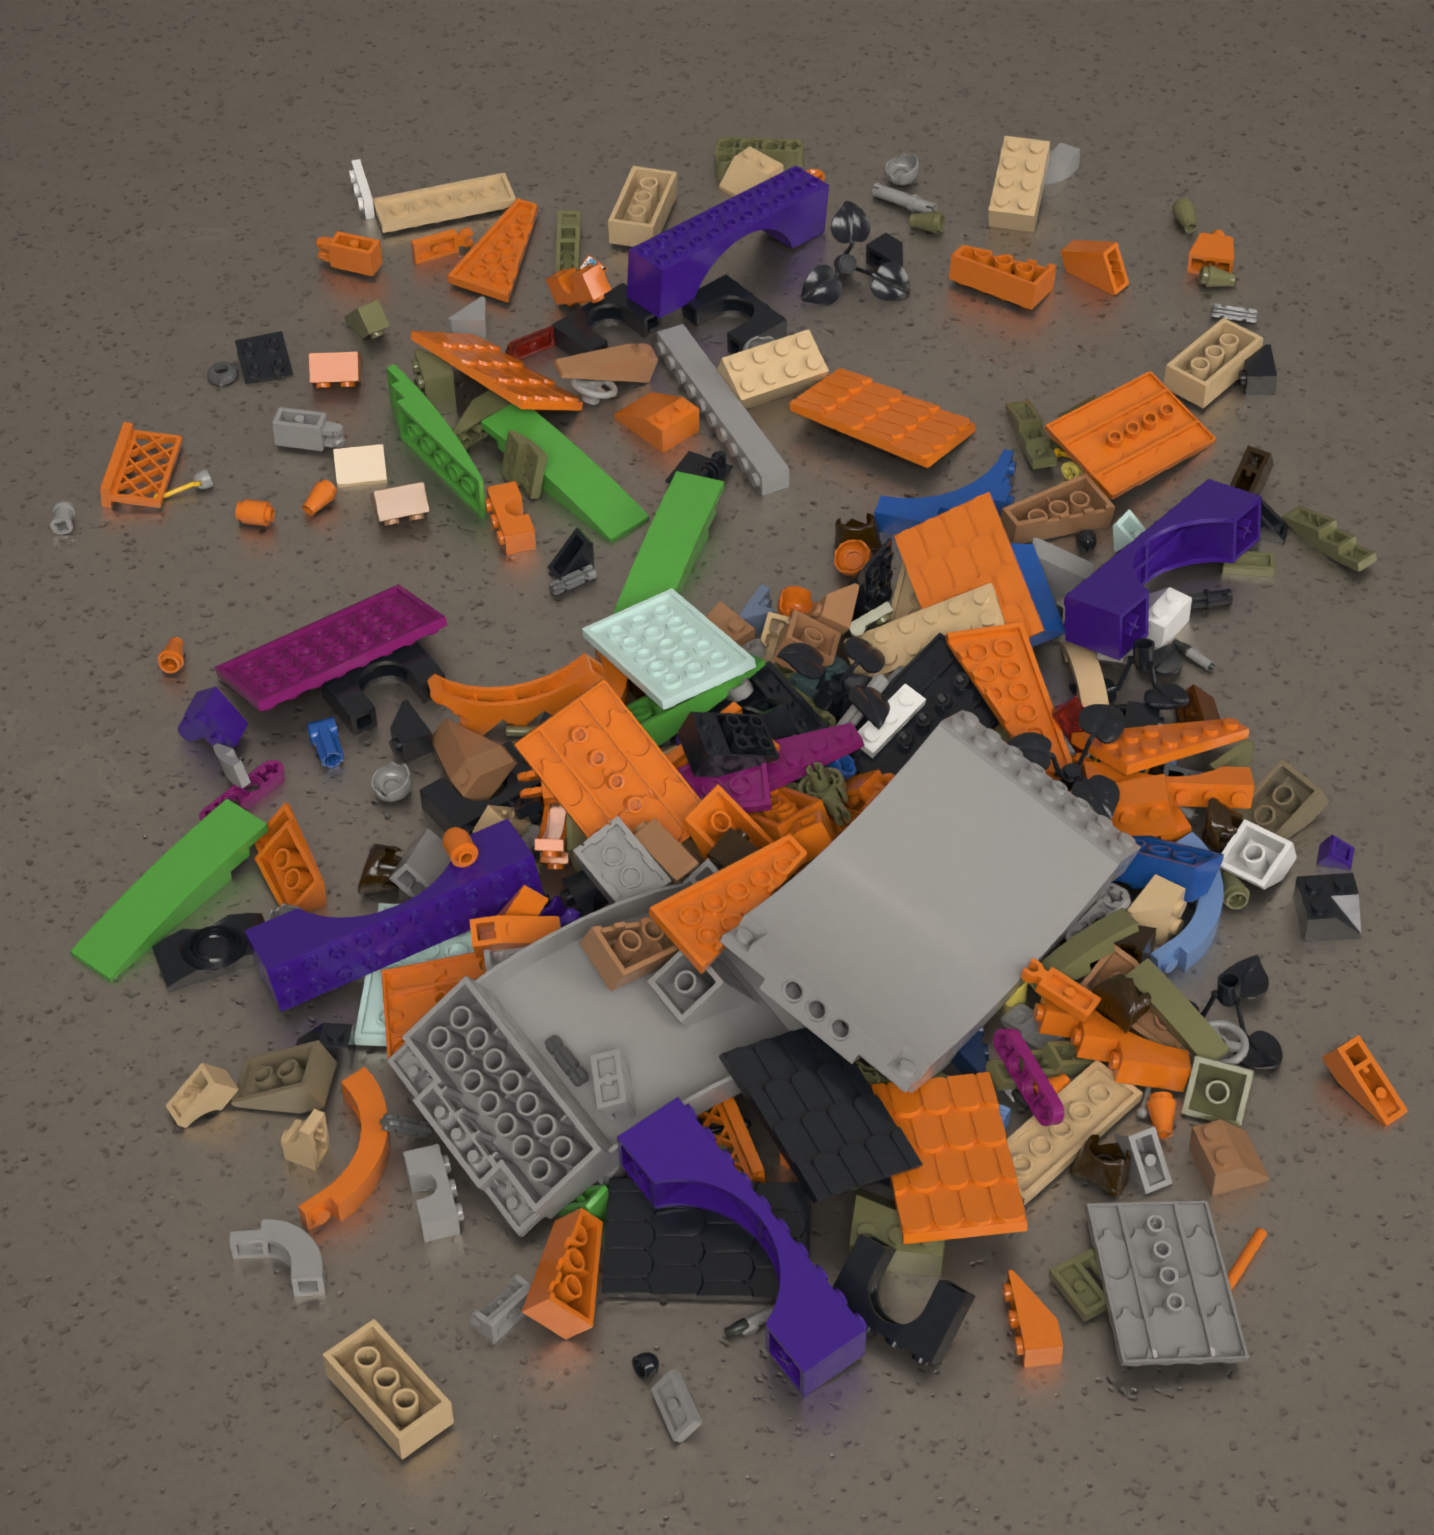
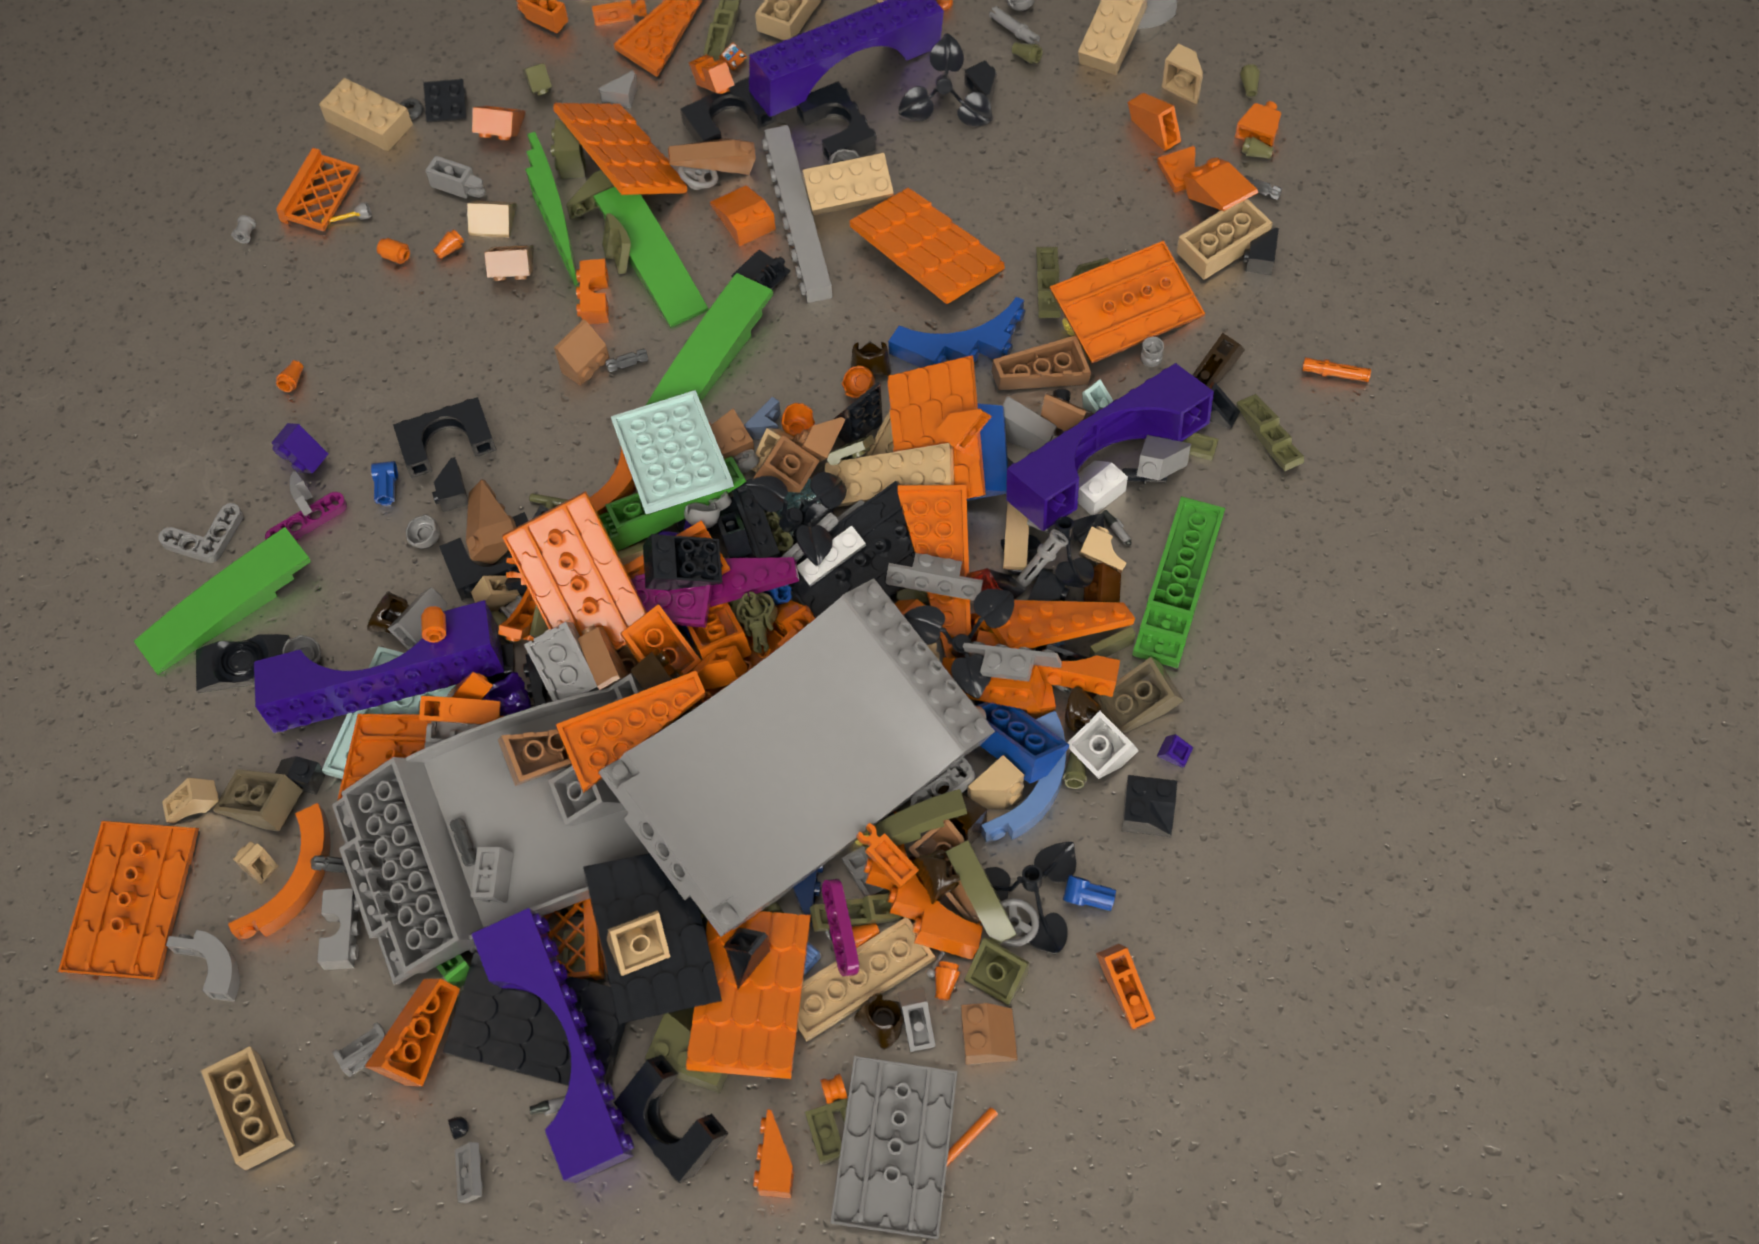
camera: 15 degrees right, 15 degrees up
(123, 839) = (205, 543): none -> light grey beam
(159, 1213) = (129, 900): none -> orange piece
(173, 383) = (366, 114): none -> tan brick
(289, 863) = (321, 595): orange slope -> none
(330, 647) = (410, 395): magenta plate -> none
(516, 704) = (543, 477): orange arch -> none
(520, 577) = (581, 353): none -> medium nougat slope
(531, 343) = (662, 122): clear red slope -> none
(573, 555) = (631, 339): black slope -> none
(719, 701) = (697, 511): none -> light grey hair
(813, 1111) = (638, 943): none -> tan slope
(934, 1111) = (745, 952): none -> black slope
(1002, 276) = (1071, 119): orange wedge -> none
(1003, 562) = (962, 427): none -> orange slope
(1024, 714) = (934, 576): none -> light grey bracket
(1073, 1241) = (833, 1088): none -> orange wheel
(1098, 545) = (1063, 413): none -> medium nougat slope
(1113, 216) = (1183, 73): none -> tan slope
(1130, 677) = (1045, 554): none -> light grey pin
(1136, 308) = (1176, 165): none -> orange wing
(1140, 772) = (1010, 662): none -> light grey bracket
(1172, 481) = (1152, 351): none -> light grey wheel
(1184, 670) = (1099, 549): none -> tan arch
(1188, 312) = (1218, 184): none -> orange slope
(1222, 575) = (1162, 457): none -> light grey slope
(1282, 692) = (1178, 582): none -> bright green slope
(1283, 1002) = (1082, 892): none -> blue piece
(1379, 469) = (1334, 369): none -> orange pin

